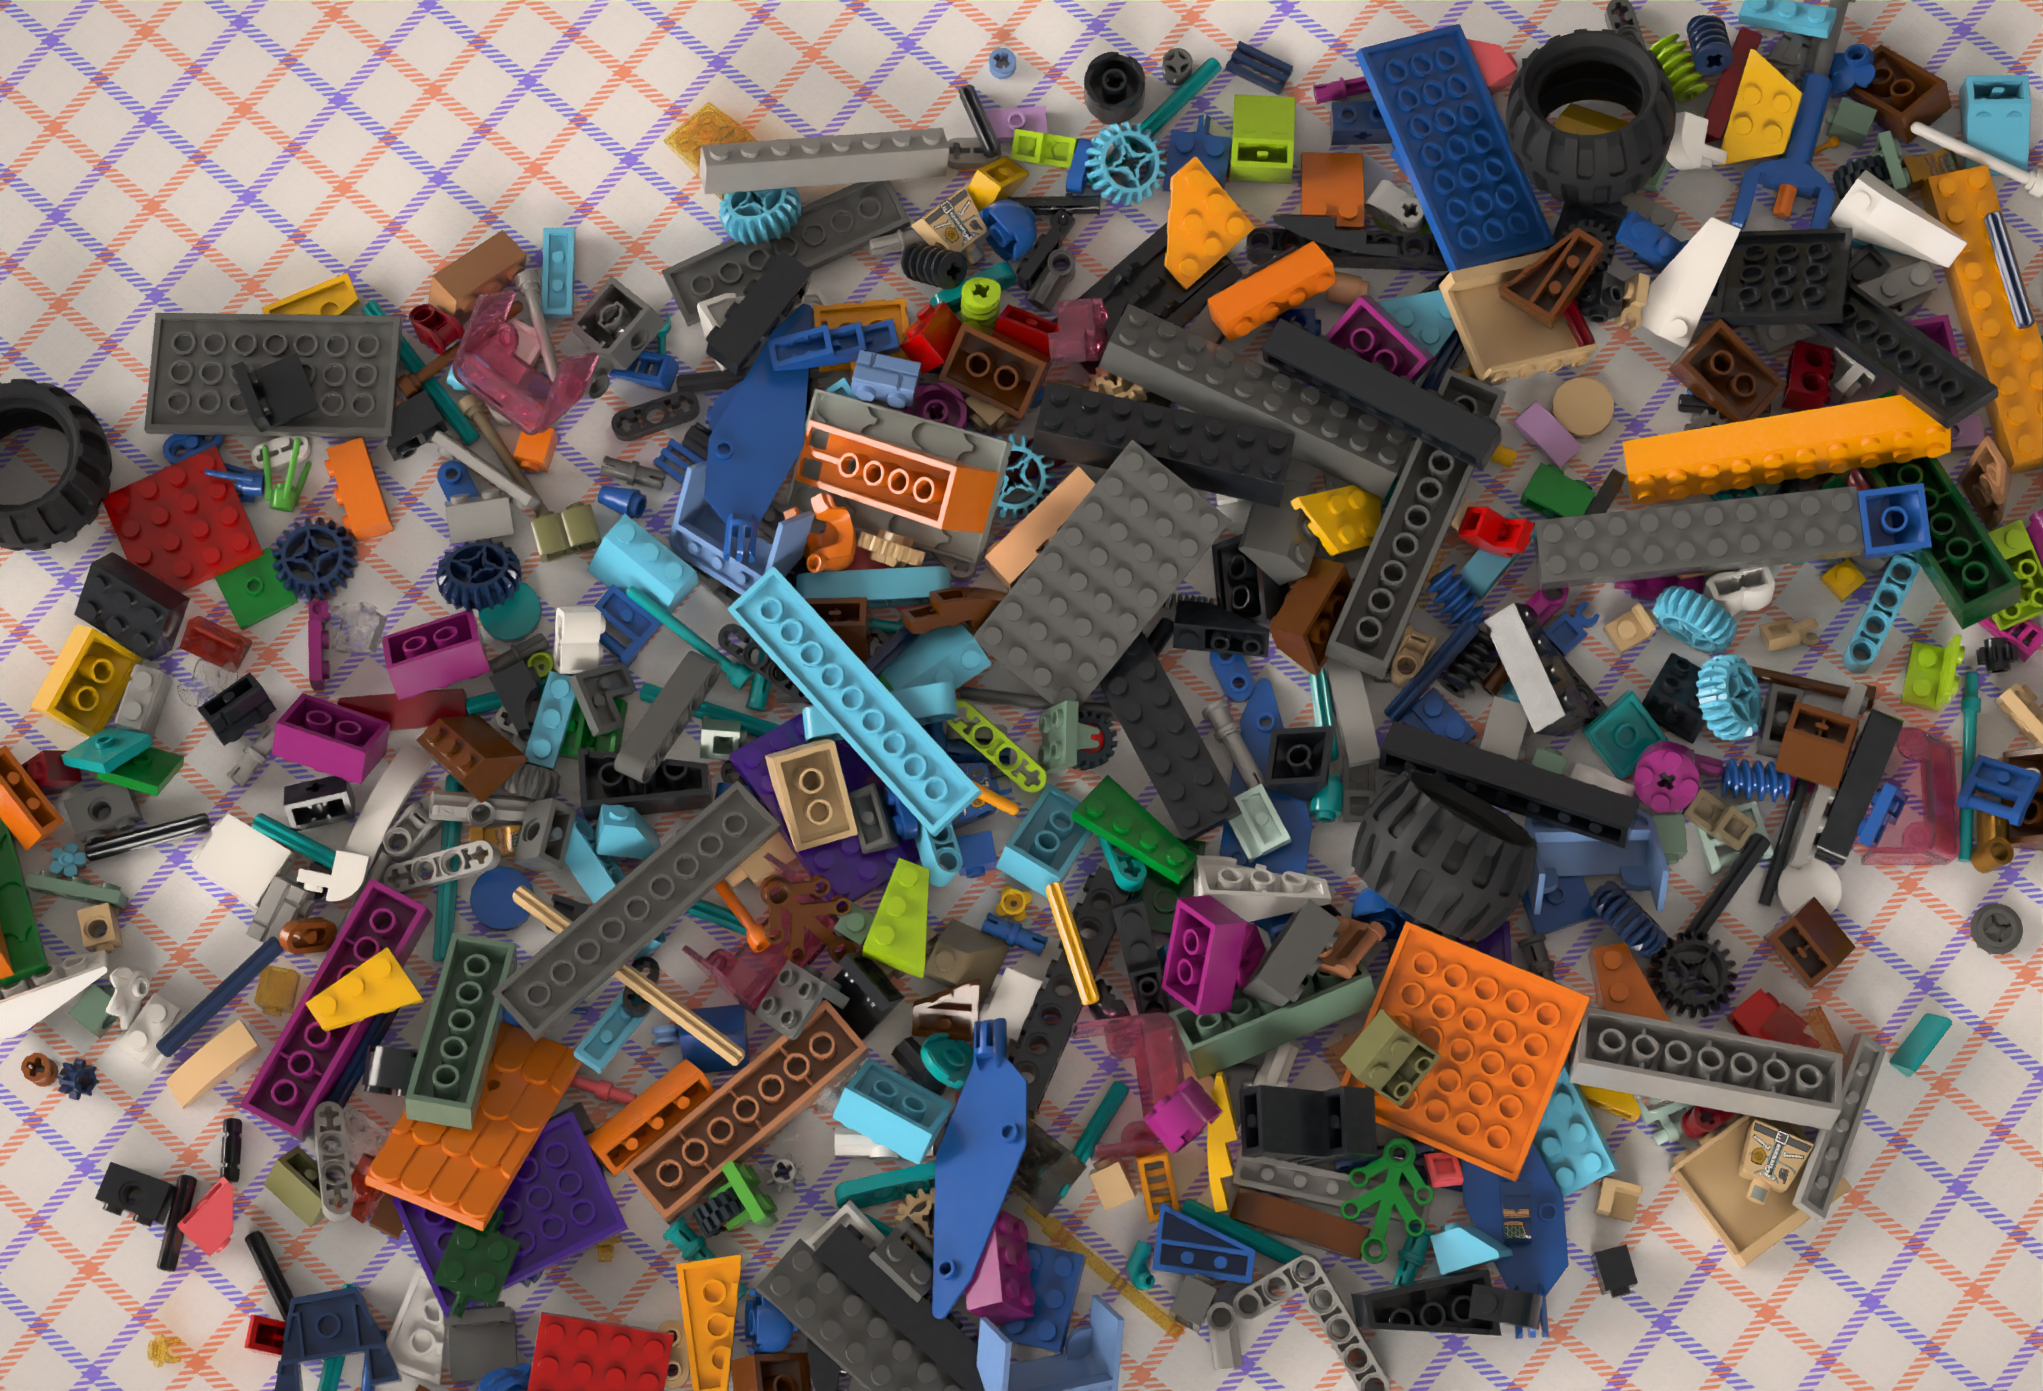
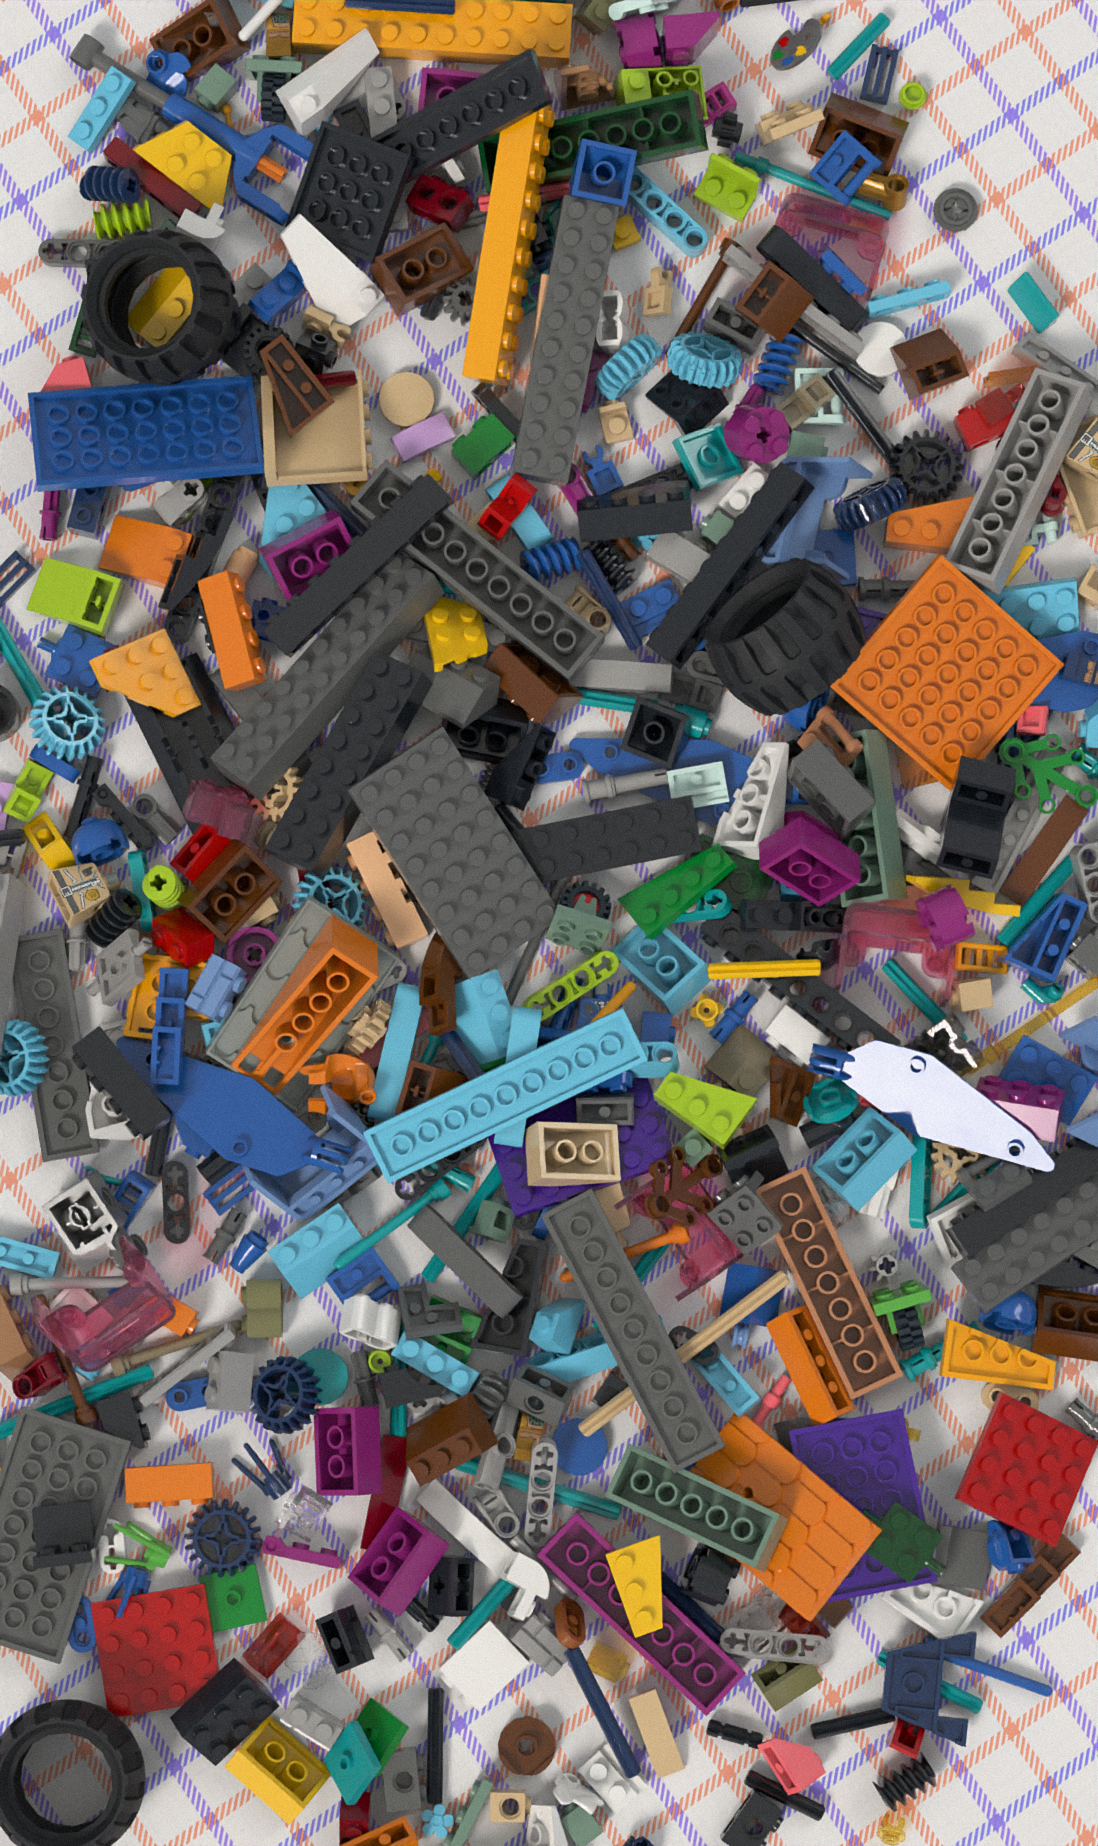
camera: 80 degrees left, 10 degrees up
(174, 948) = (526, 1762): none -> reddish brown plate
(217, 1351) = (906, 1783): none -> black piece
(287, 776) = (419, 1613): none -> black axle
(384, 595) = (275, 1483): none -> dark blue plant
(883, 284) = (119, 967): none -> light grey plate
(1390, 1058) = (937, 734): olive slope -> none
(1876, 903) = (908, 298): none -> medium azure plate

